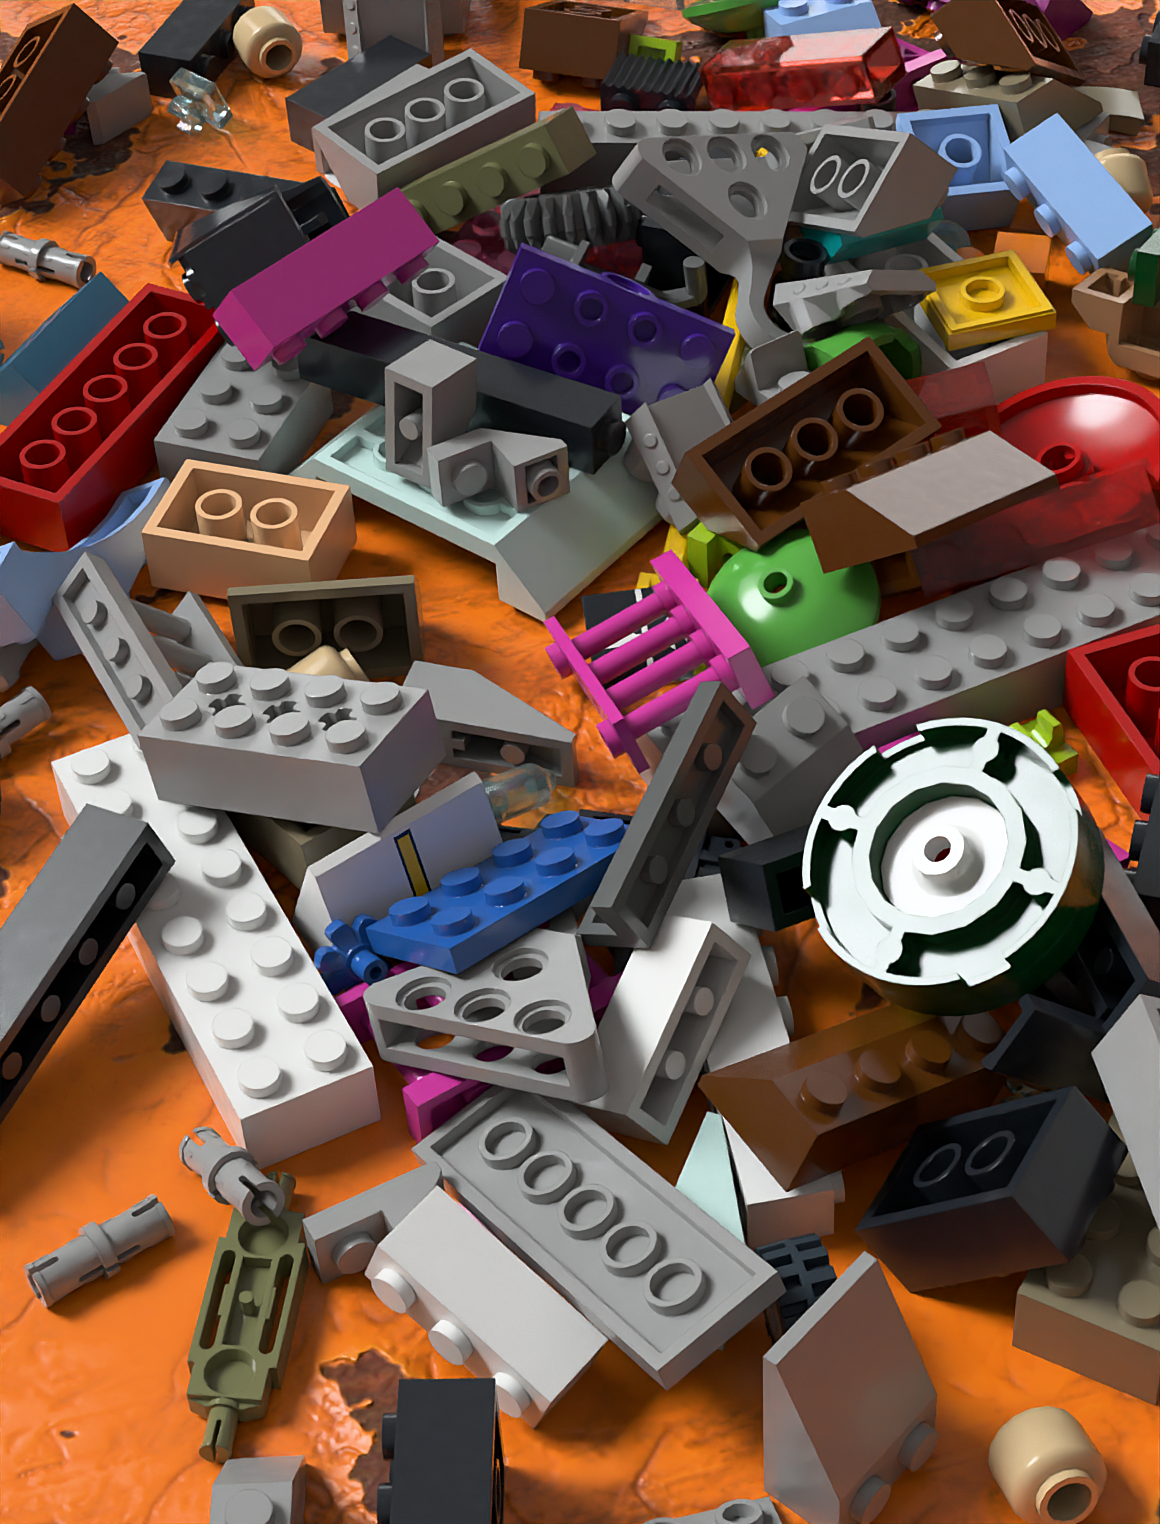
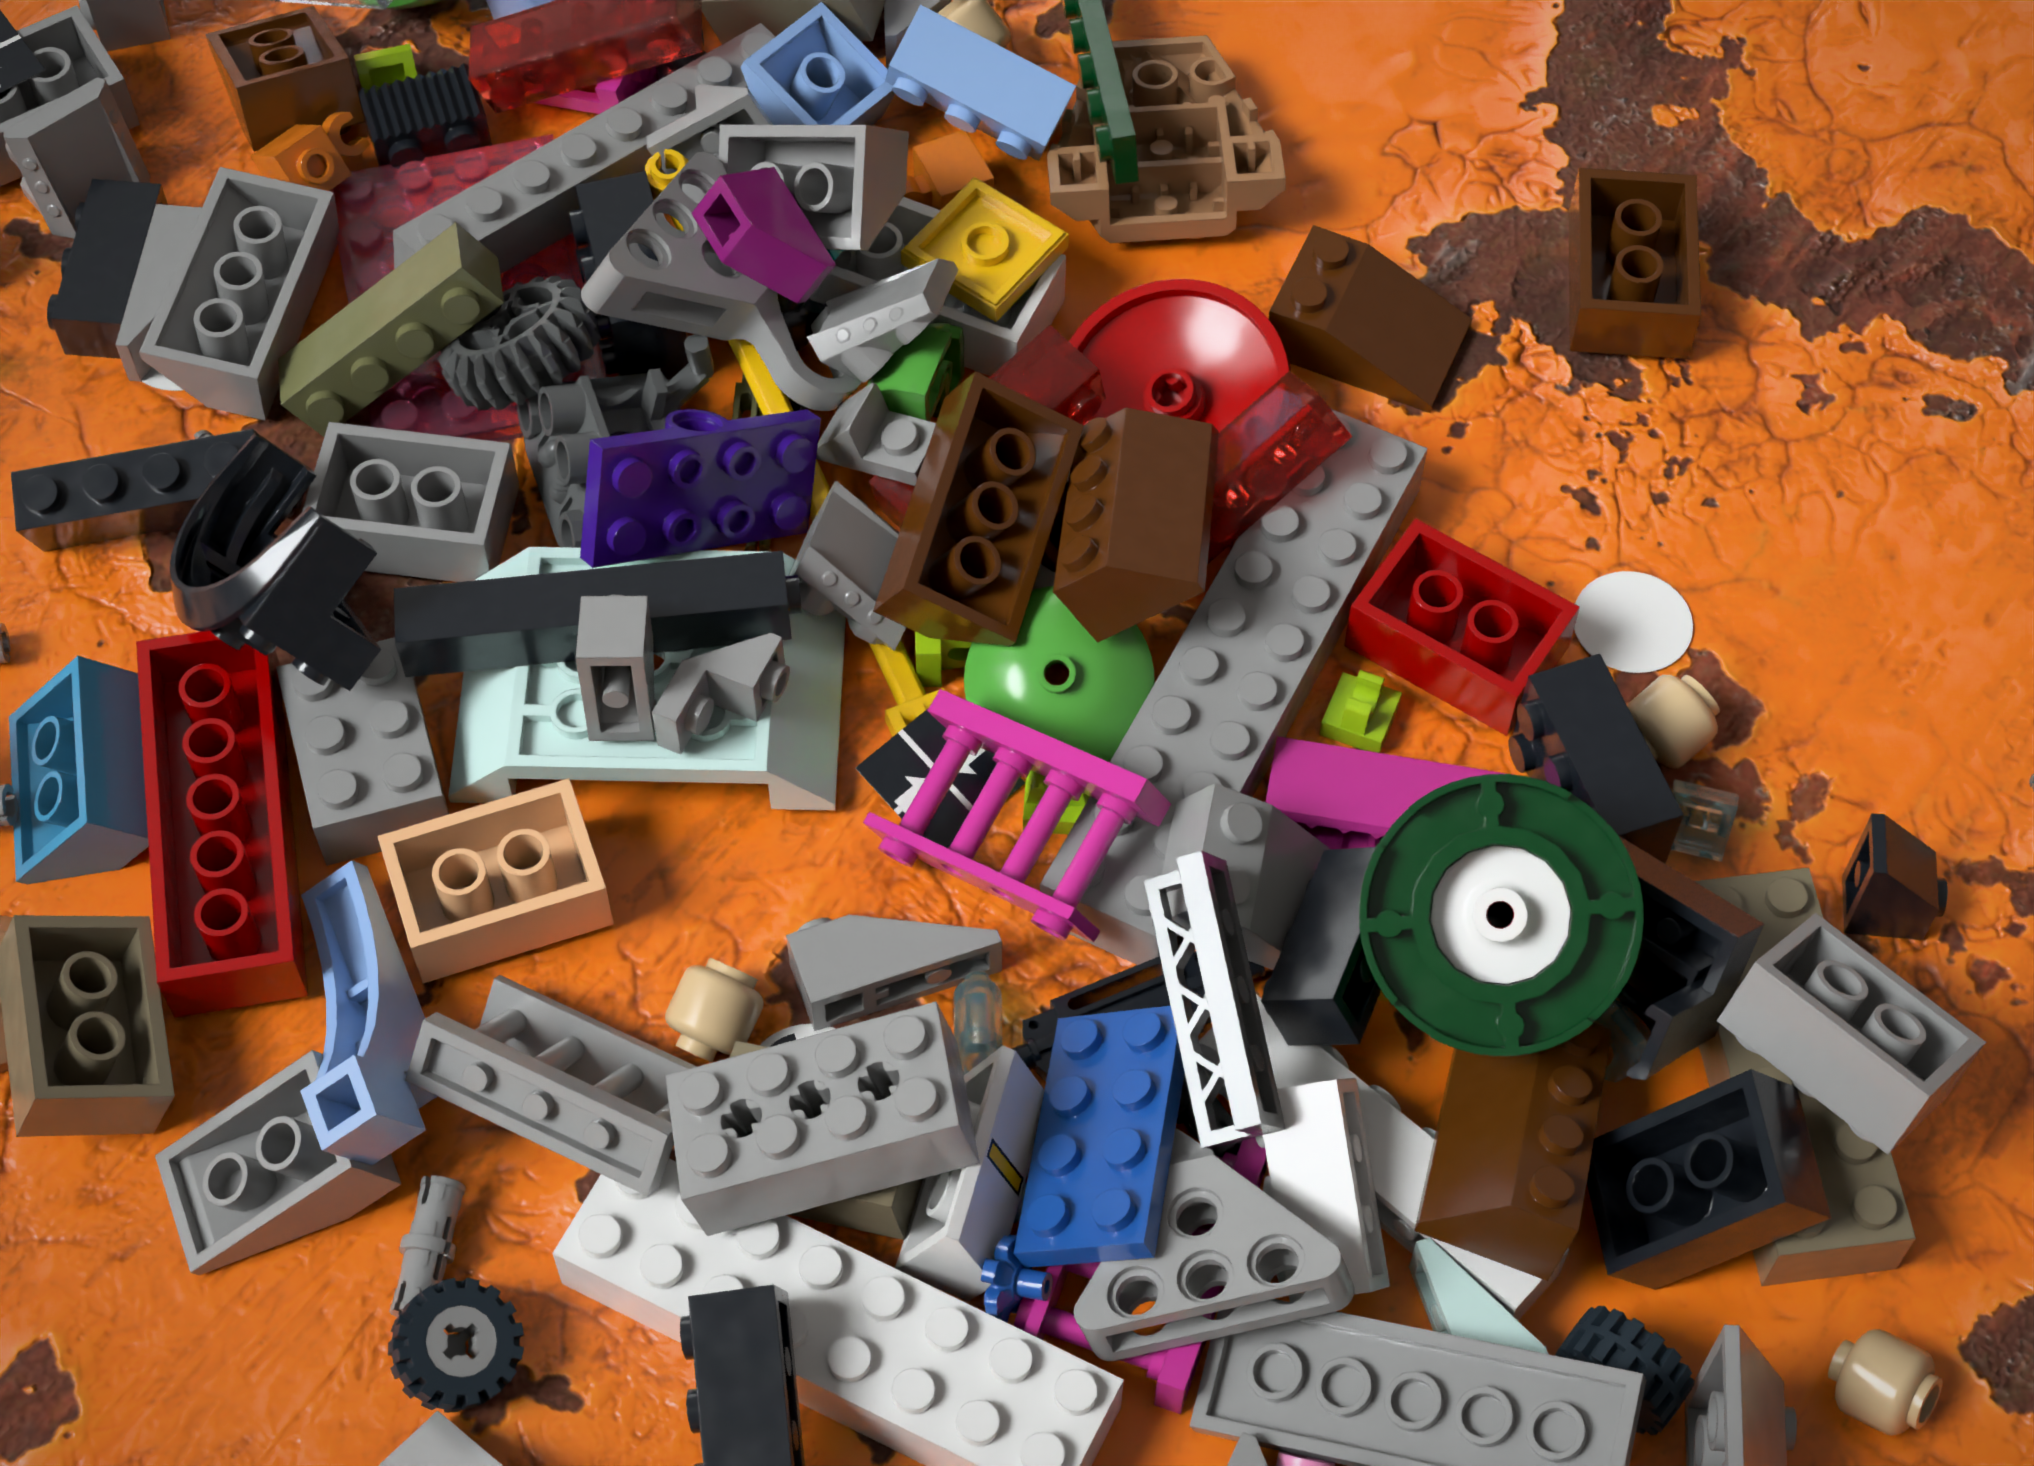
camera: 40 degrees left, 15 degrees up
(326, 279) = (406, 592): dark pink brick -> none
(369, 616) = (643, 949): dark tan slope -> none
(549, 78) = (310, 154): none -> orange brick
(790, 193) = (764, 233): none -> magenta slope

